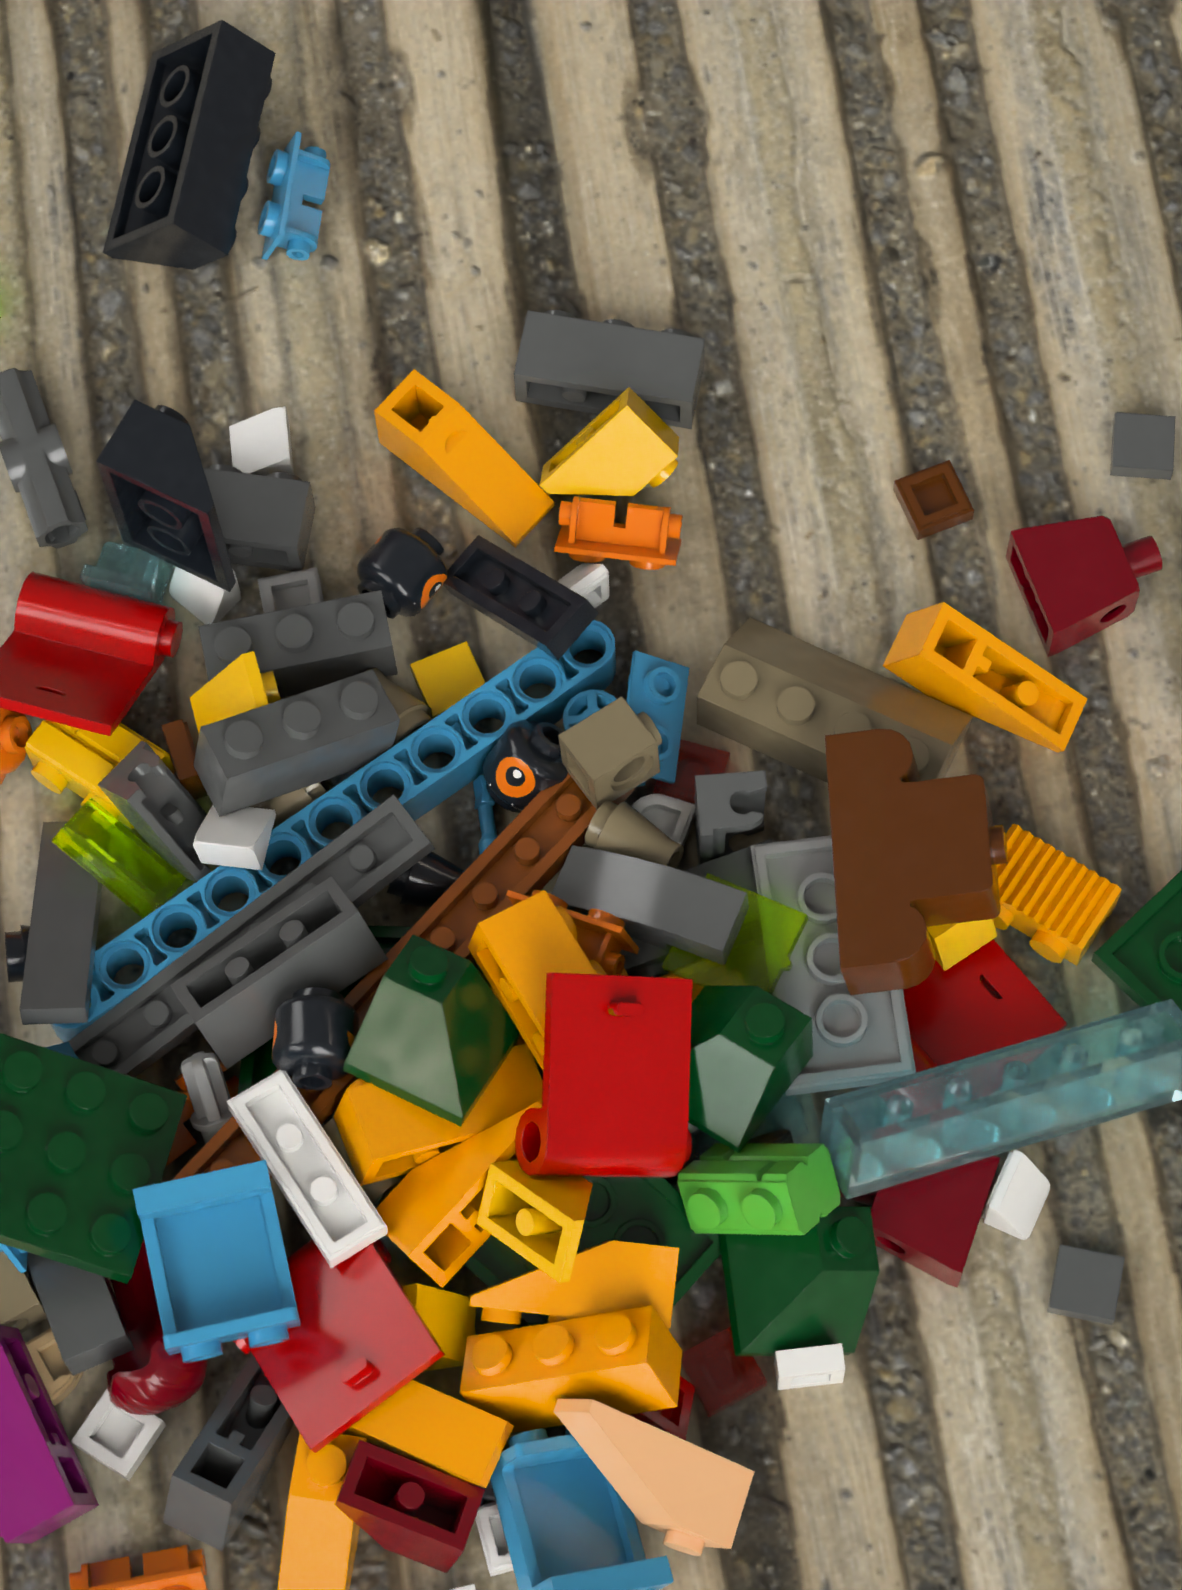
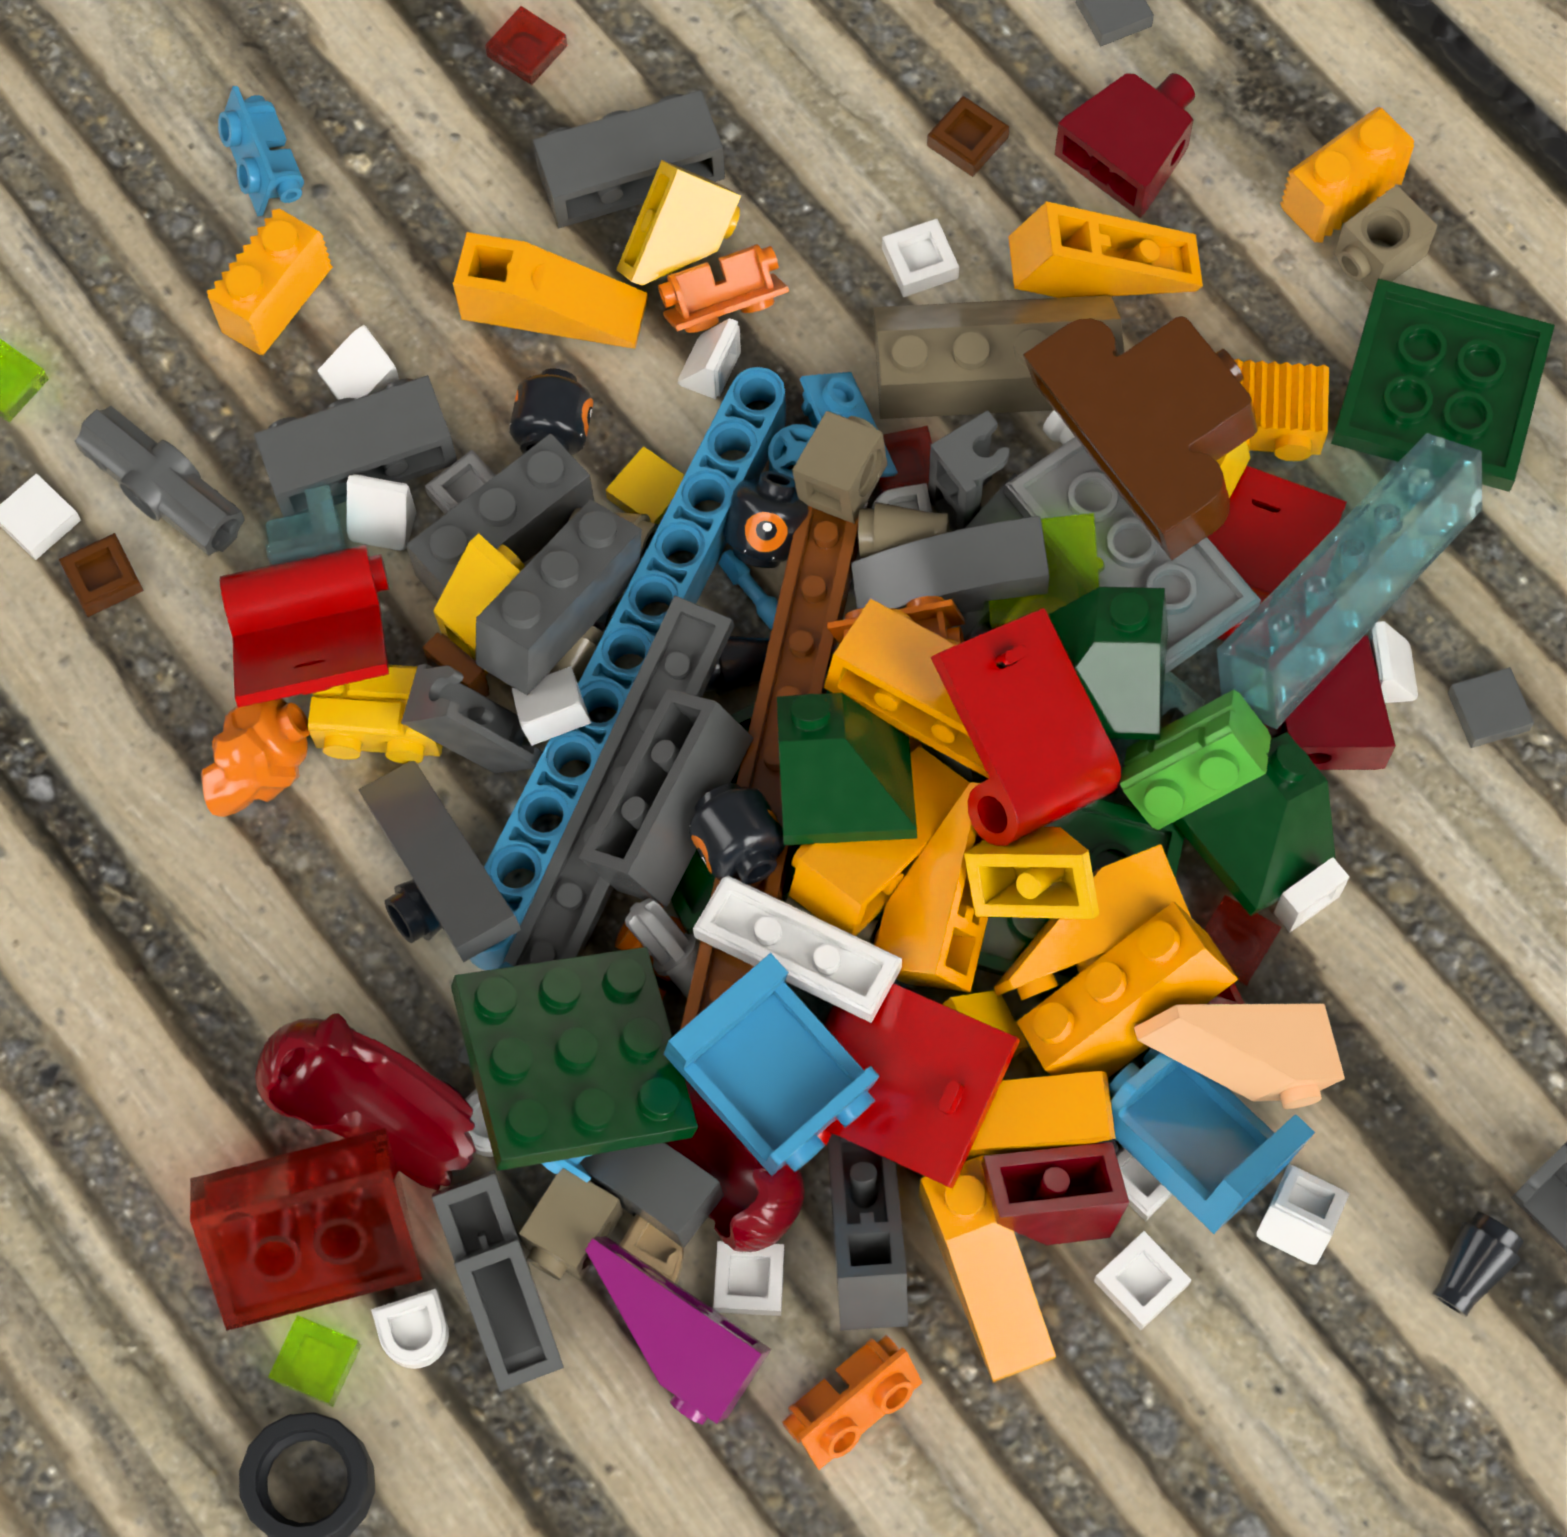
camera: 30 degrees left, 0 degrees up
(118, 859) = (451, 782): clear neon green tile -> none
(163, 493) = (328, 433): black slope -> none
(191, 150) = (140, 150): black slope -> none
(229, 325) = (269, 281): none -> light orange brick
(519, 597) = (674, 381): black plate -> none
(586, 216) = (526, 45): none -> clear red tile
(820, 592) = (920, 257): none -> white tile

